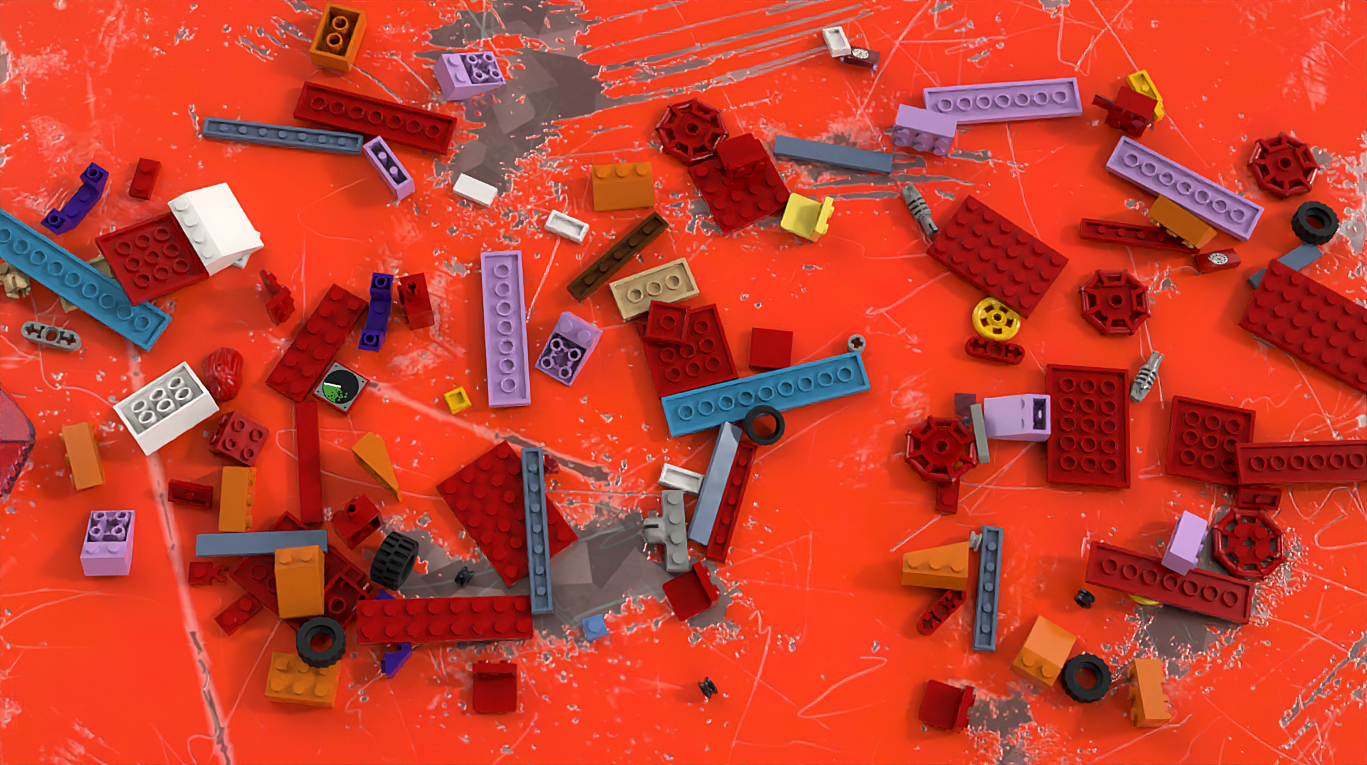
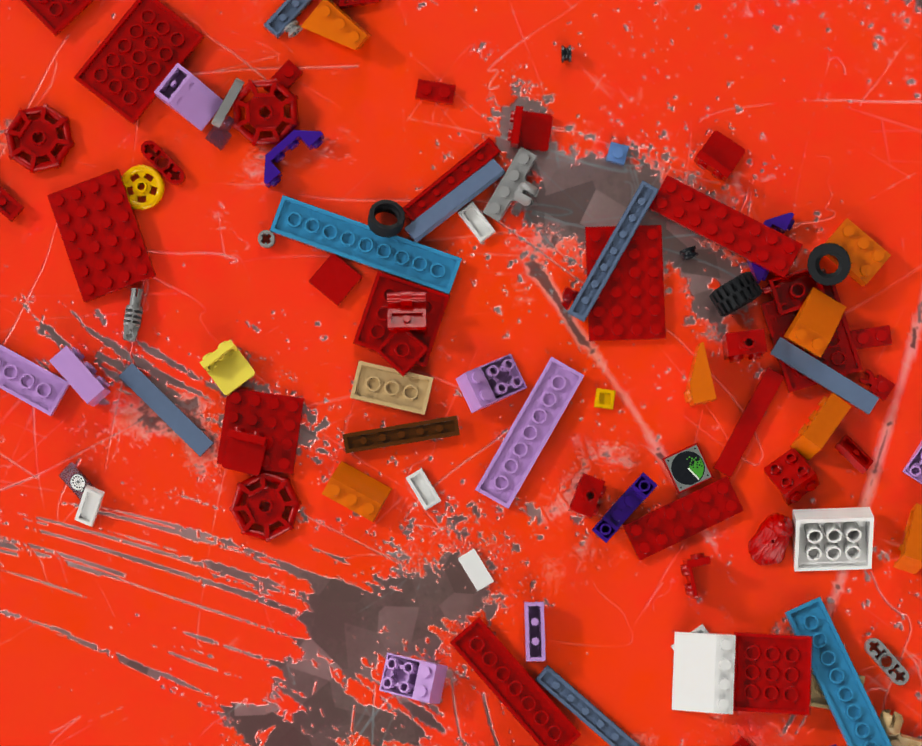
camera: 135 degrees left, 15 degrees up
(687, 353) = (406, 311): none -> red plate
(803, 572) = (435, 92): none -> red plate
(896, 403) = (311, 139): none -> dark purple slope
(1145, 377) = (64, 63): light grey hinge -> none

